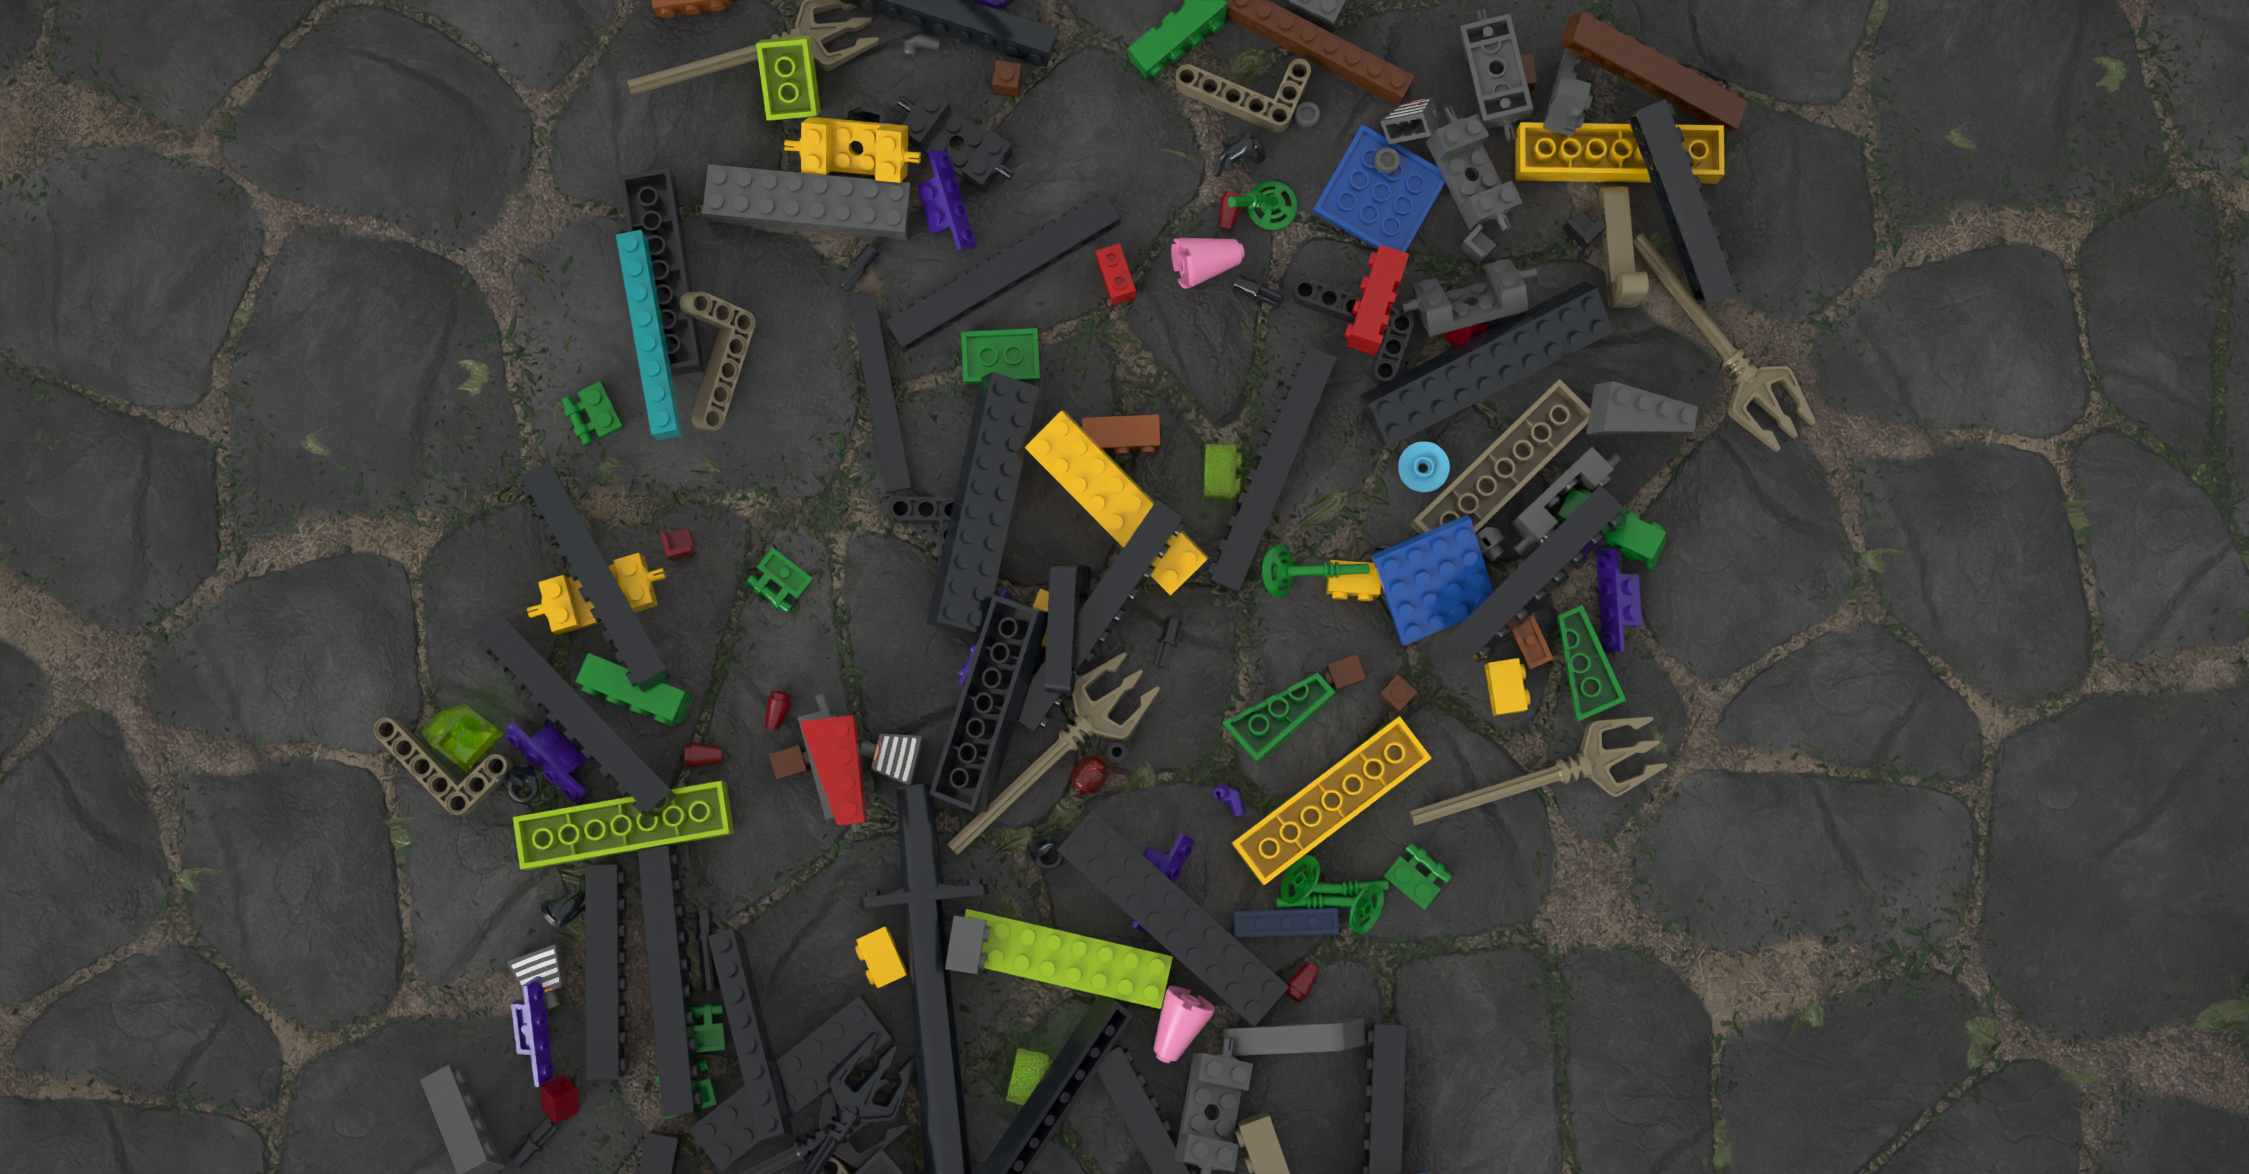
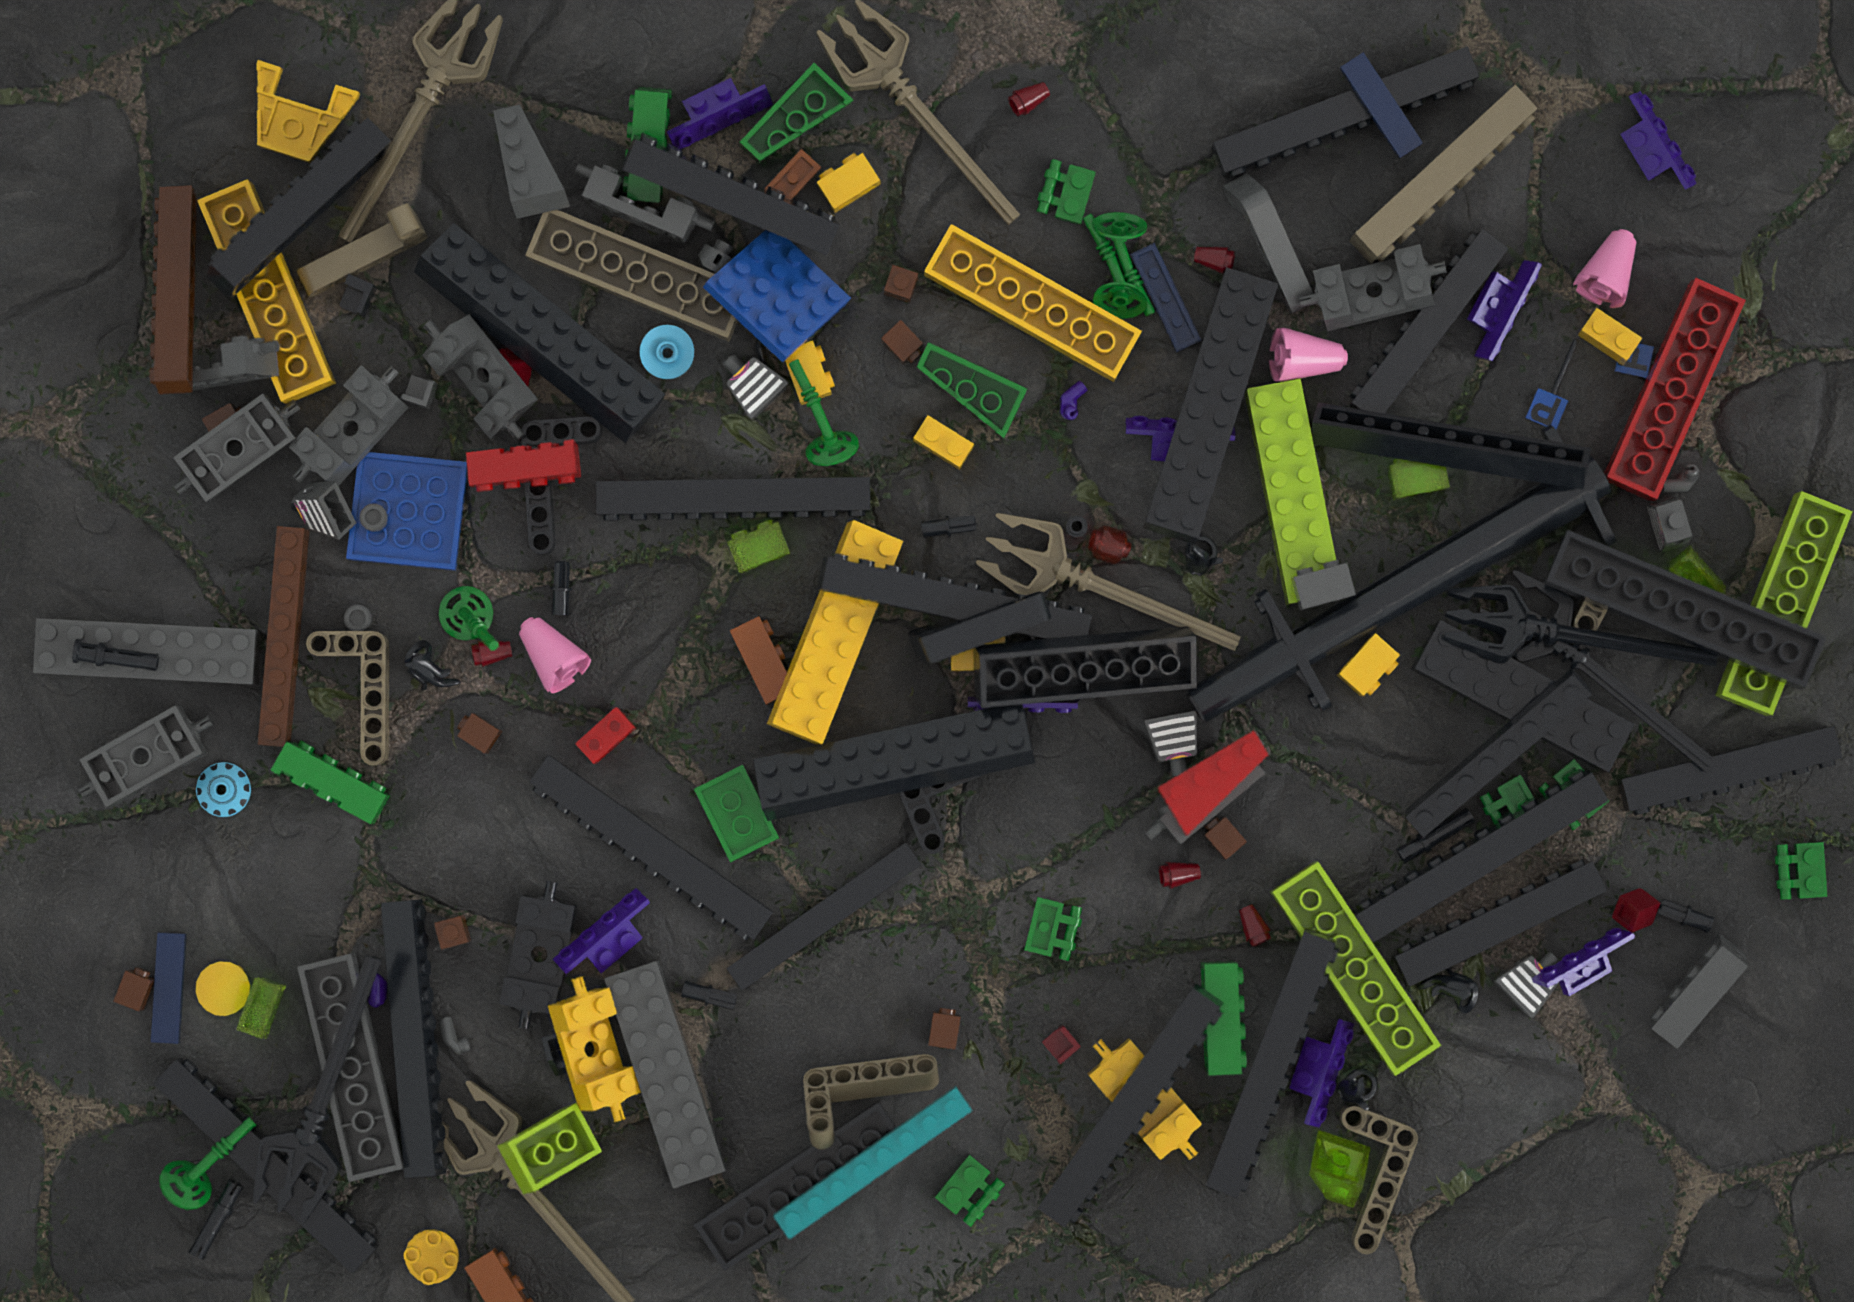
camera: 115 degrees left, 5 degrees up
(737, 450) = (944, 1028): none -> reddish brown brick
(1165, 171) = (478, 732): none -> reddish brown brick
(1241, 669) = (943, 442): none -> yellow brick
(1362, 528) = (753, 384): none -> dark grey torso
(1515, 877) = (1027, 98): none -> dark red cone
(1752, 237) = (292, 126): none -> yellow wing

